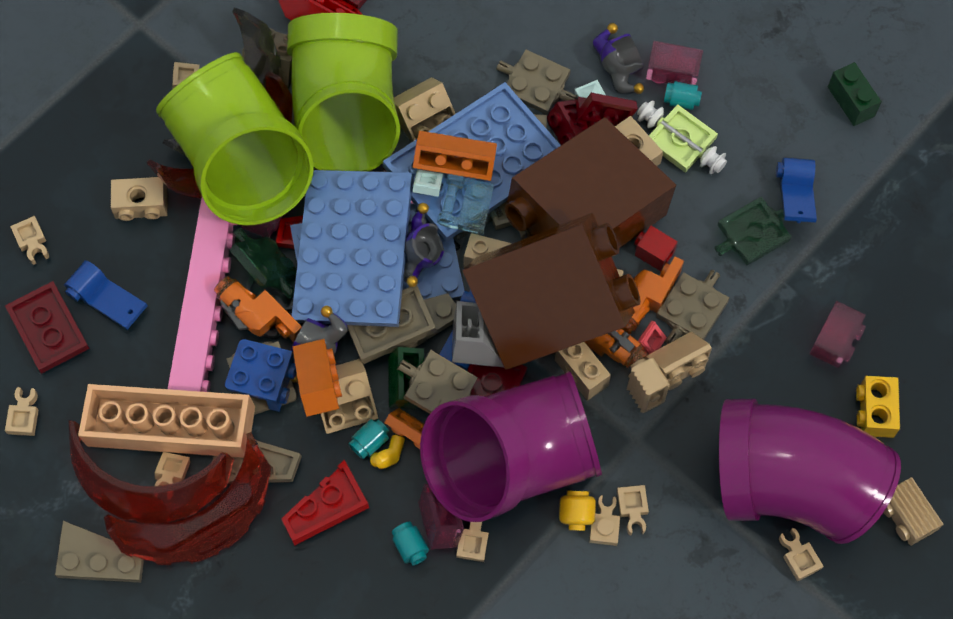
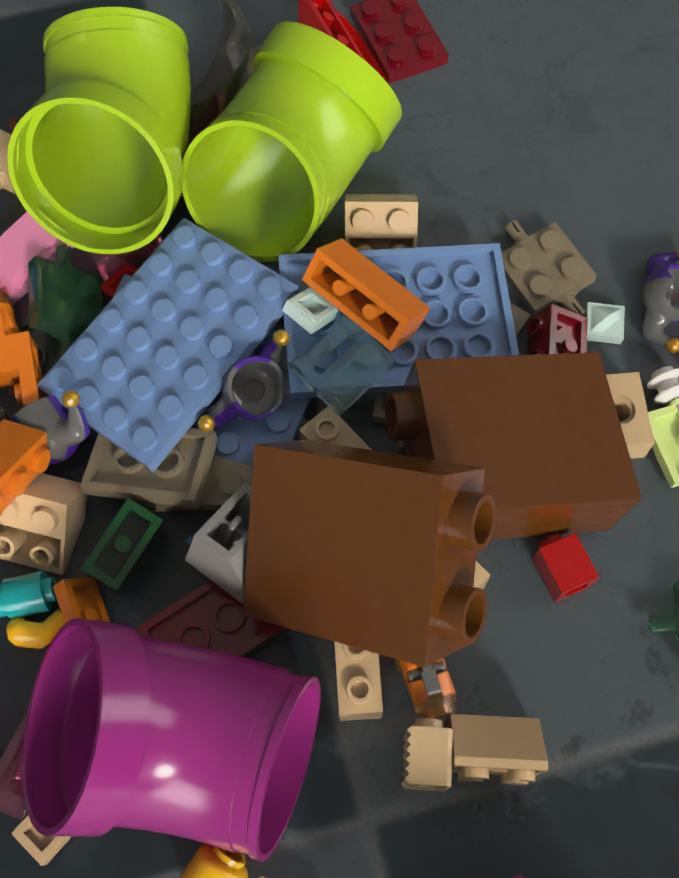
camera: 35 degrees right, 0 degrees up
(436, 382) = (144, 583): dark tan plate -> none
(599, 106) = (617, 348): dark red bracket -> none
(652, 338) = (480, 691): coral slope -> none
(653, 291) = (520, 623): orange plate -> none
(692, 306) = (566, 681): dark tan plate -> none

